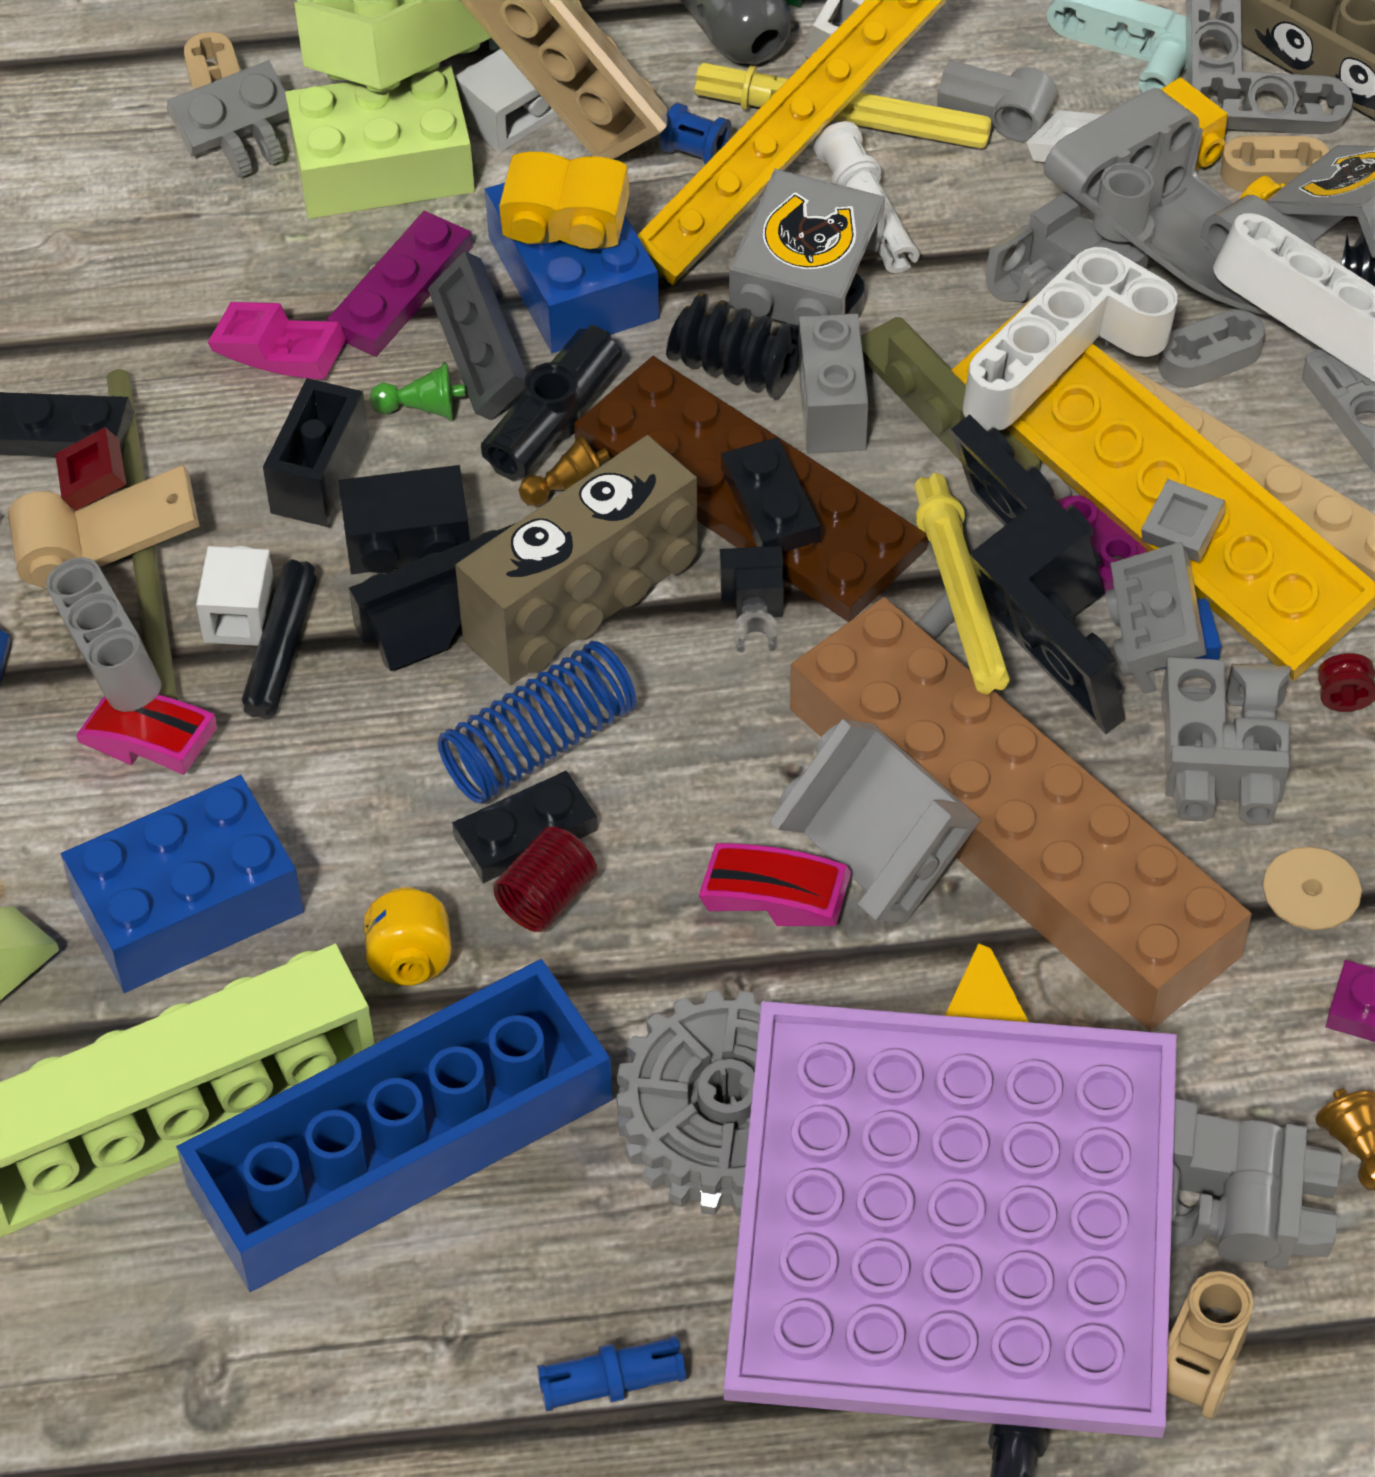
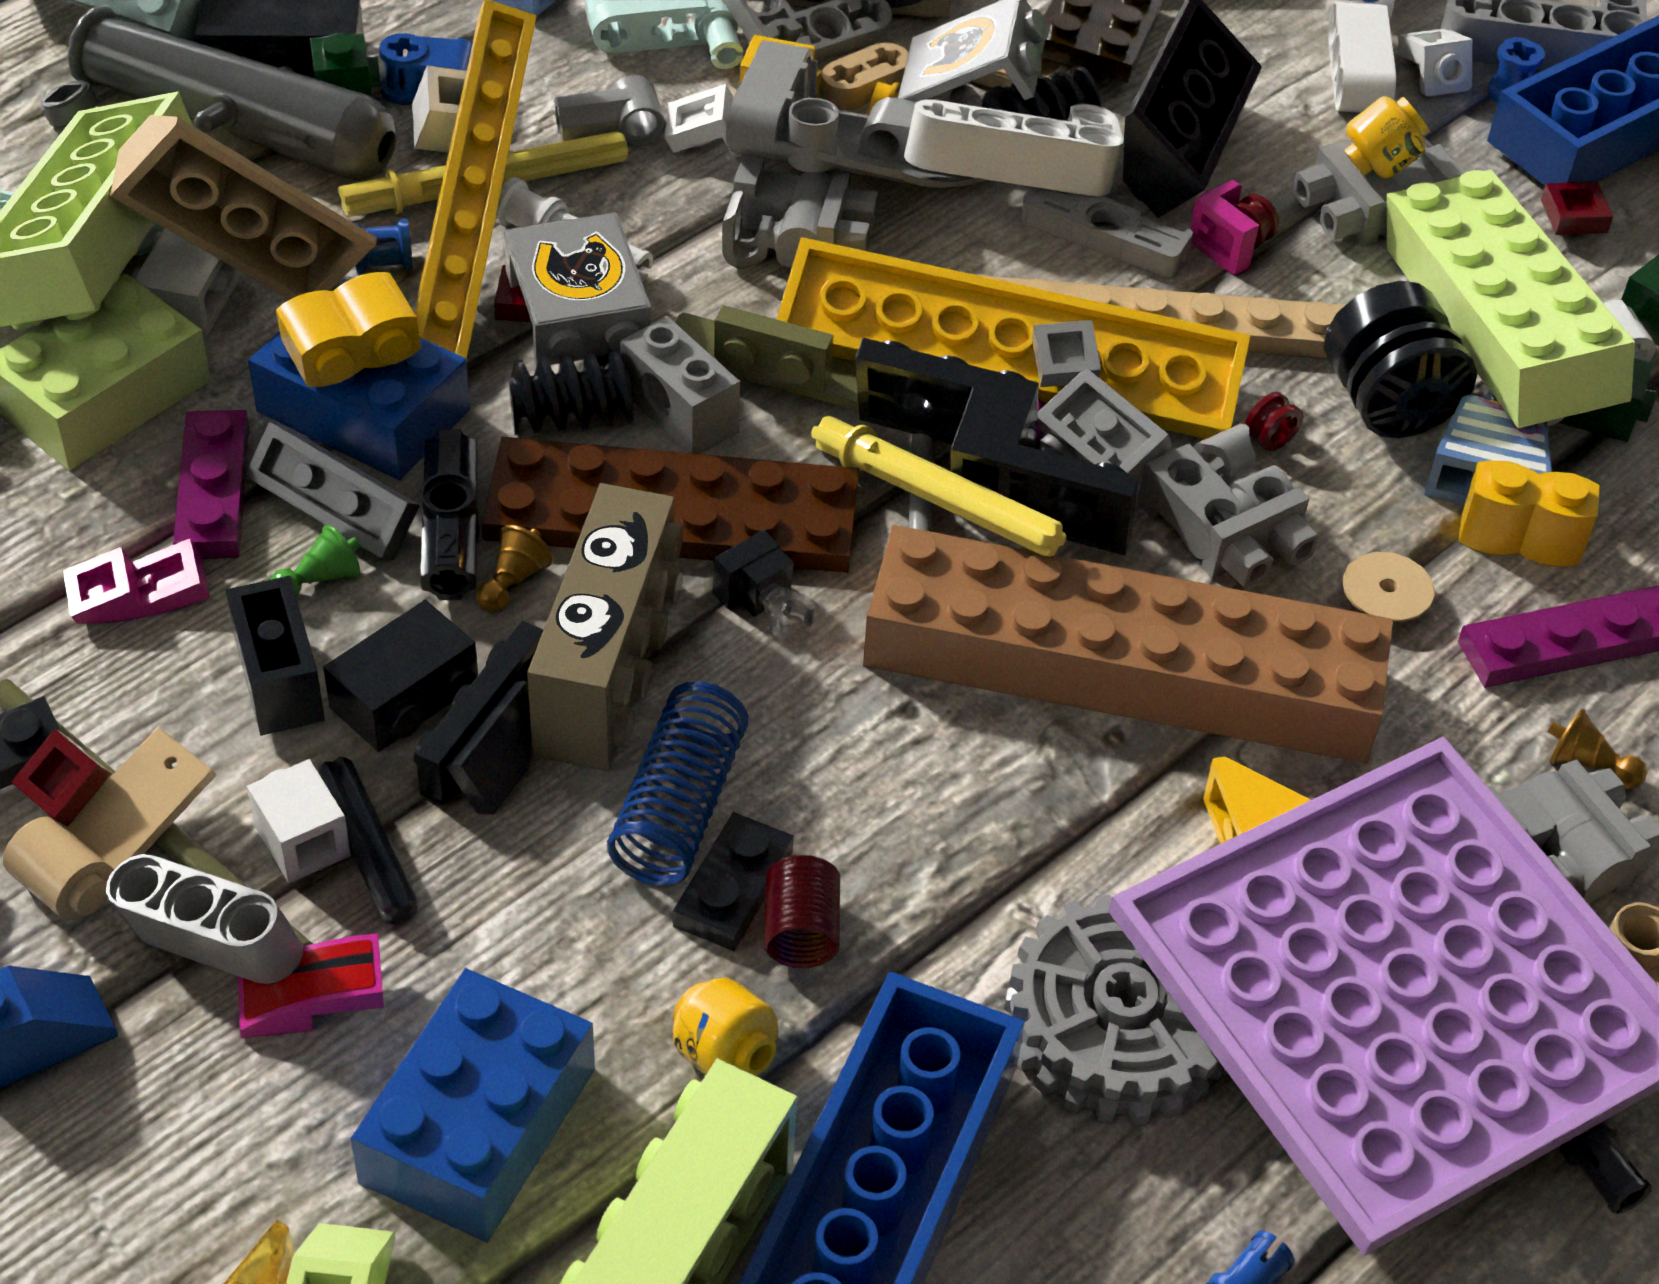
camera: 40 degrees left, 5 degrees down
(770, 495) = (716, 495): black plate -> none
(784, 882) = (994, 803): slope -> none
(877, 816) = (1040, 705): light grey panel -> none
(1088, 299) = (864, 213): white beam -> none
(1211, 348) = (933, 224): light grey beam -> none

